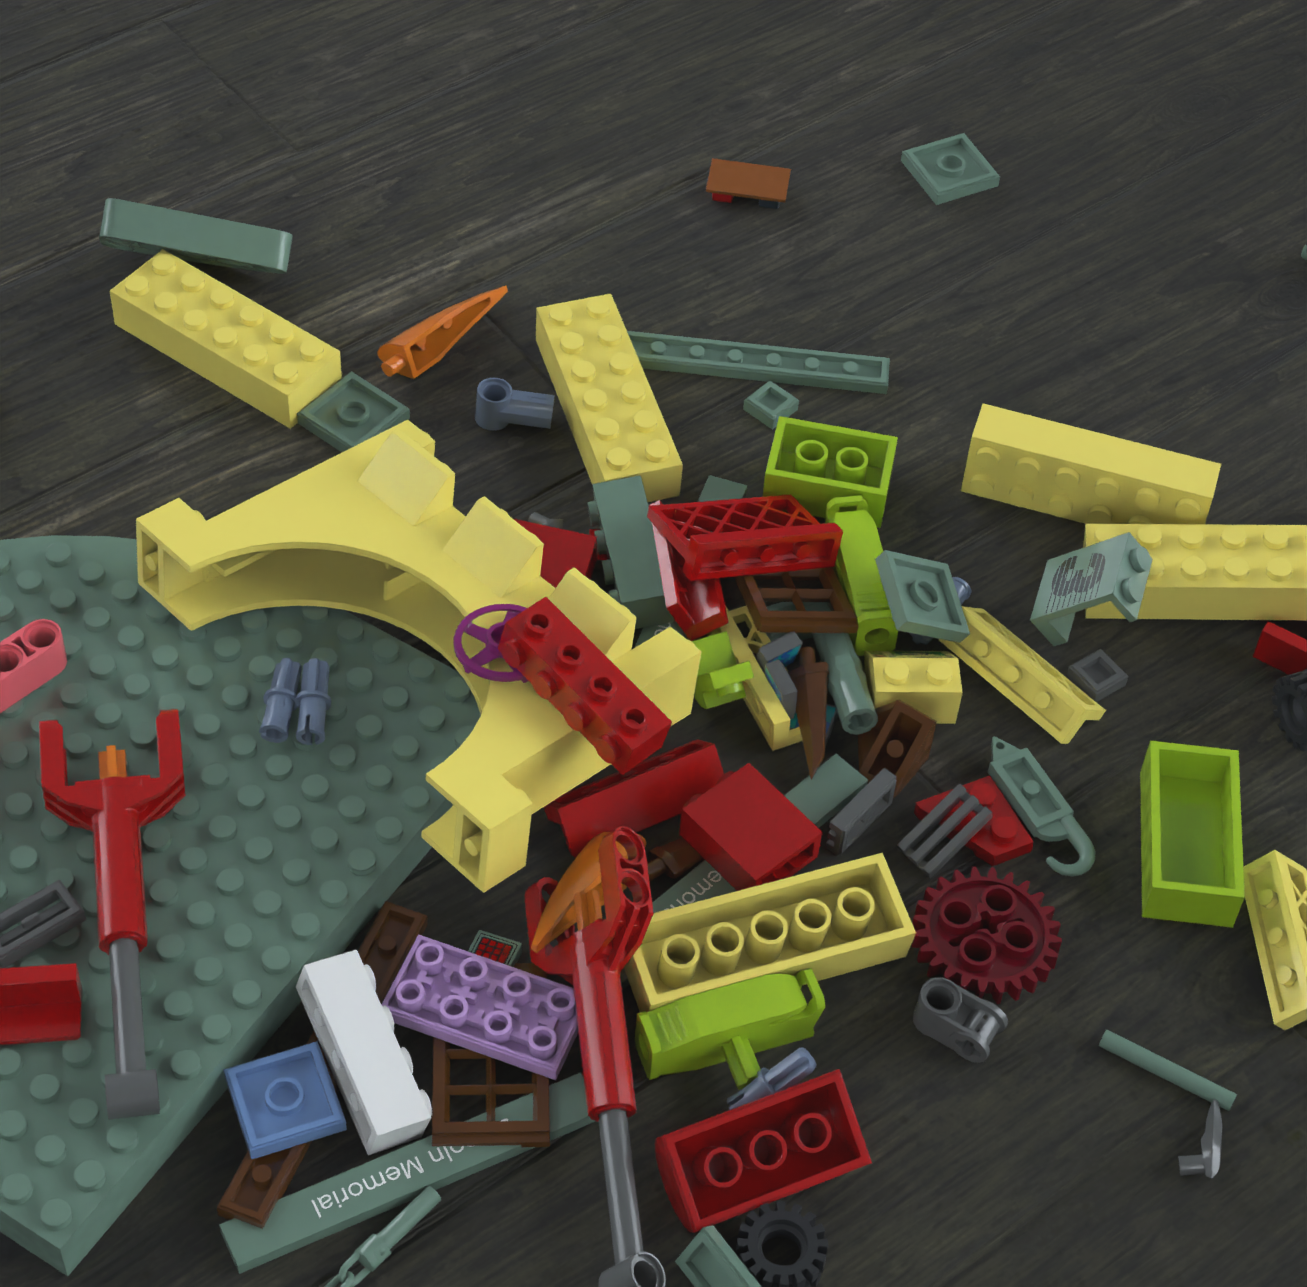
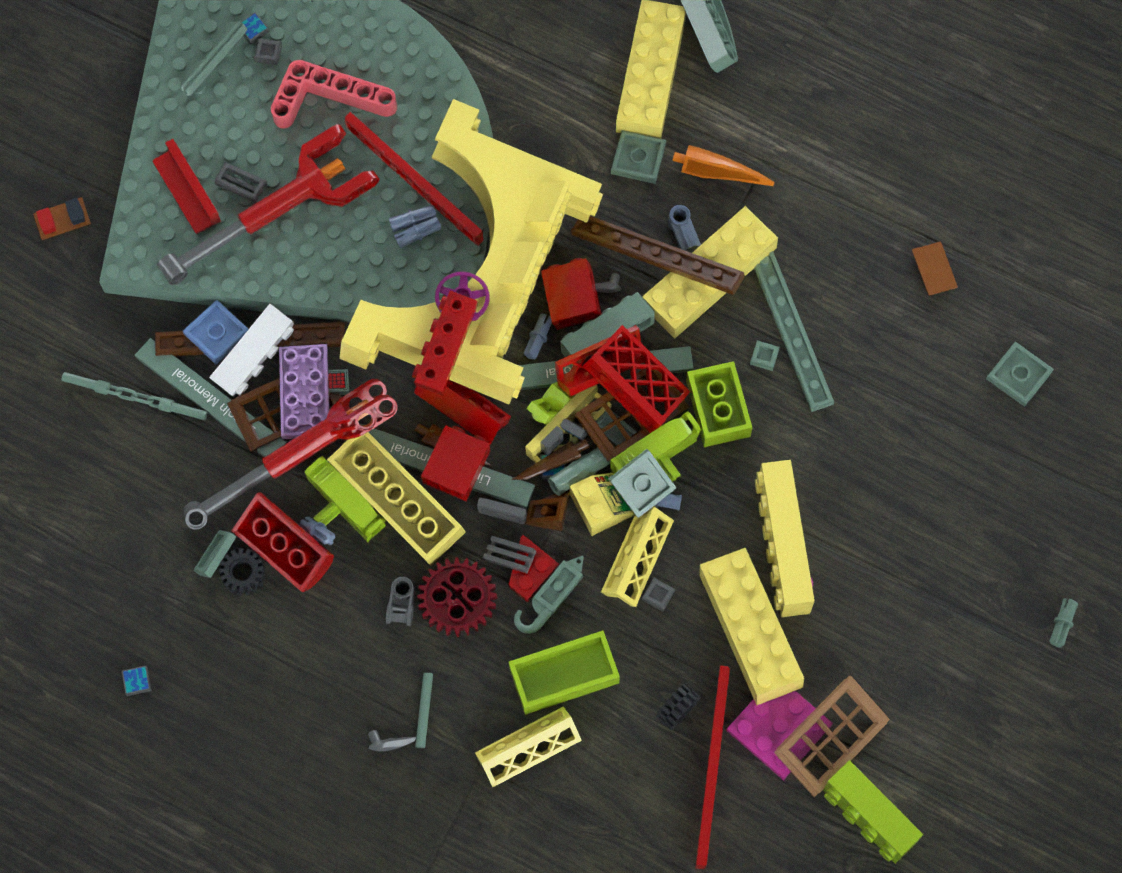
camera: 70 degrees right, 20 degrees up
(210, 665) = (414, 179): none -> red tile
(566, 419) = (659, 254): none -> reddish brown tile
(580, 876) = (410, 406): orange piece -> none
(1088, 577) = (698, 567): sand green panel -> none

